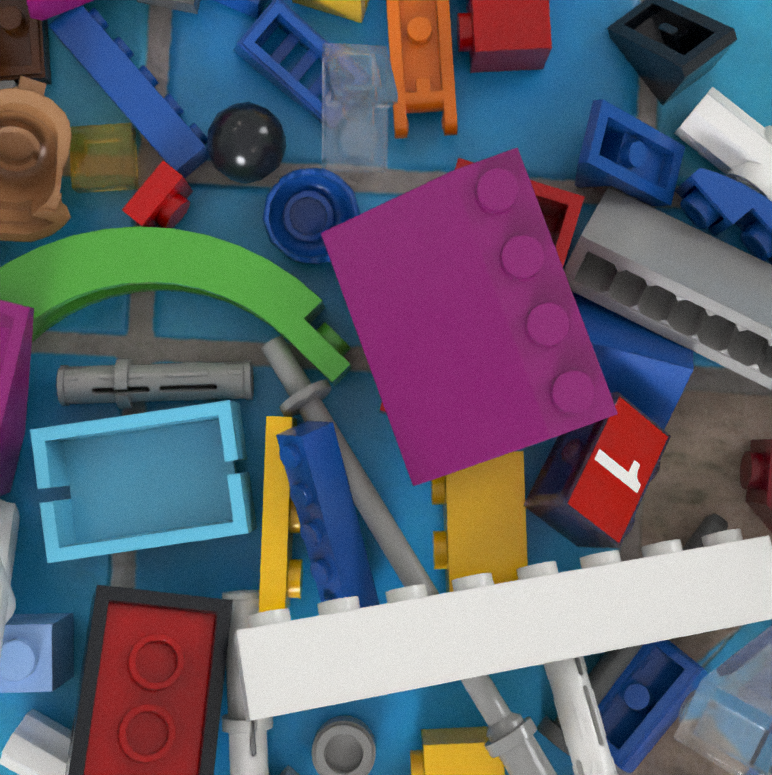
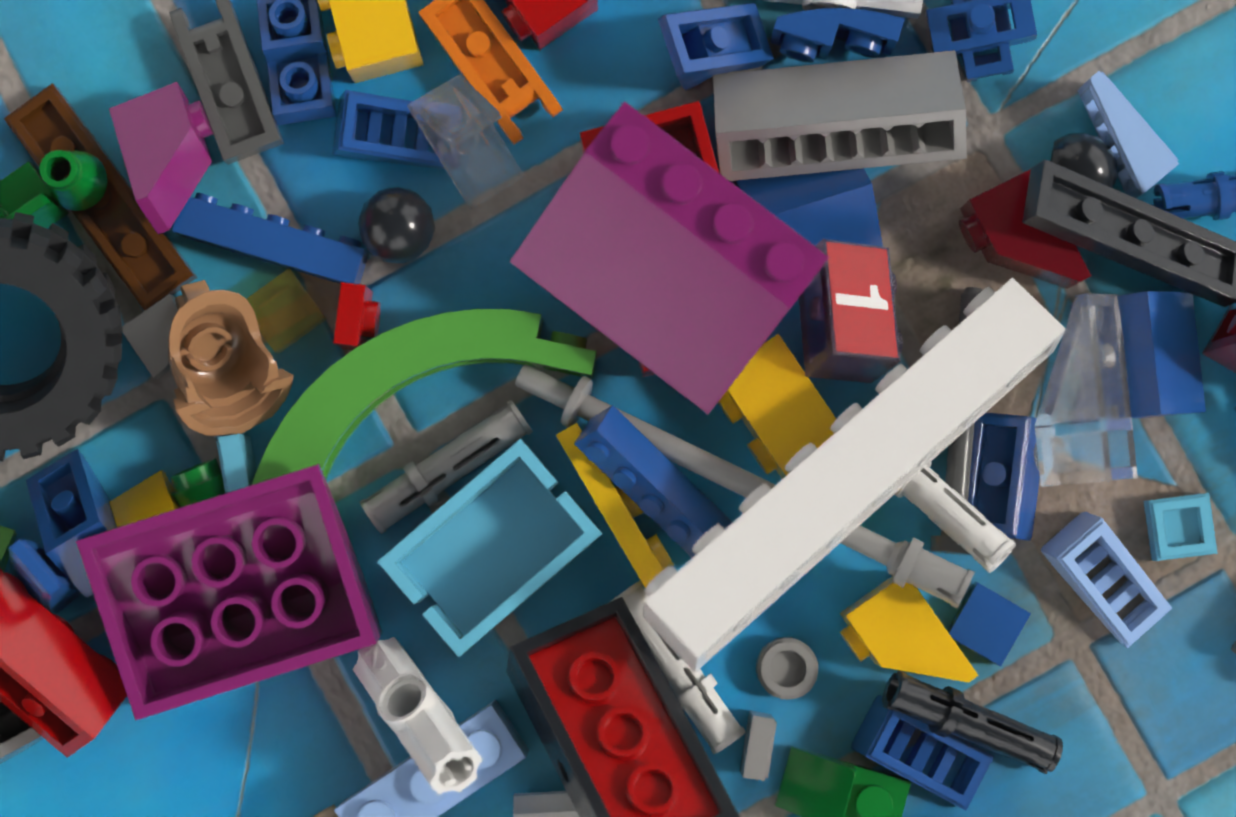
camera: 25 degrees left, 0 degrees up
(303, 208) = (479, 250): blue hair -> none

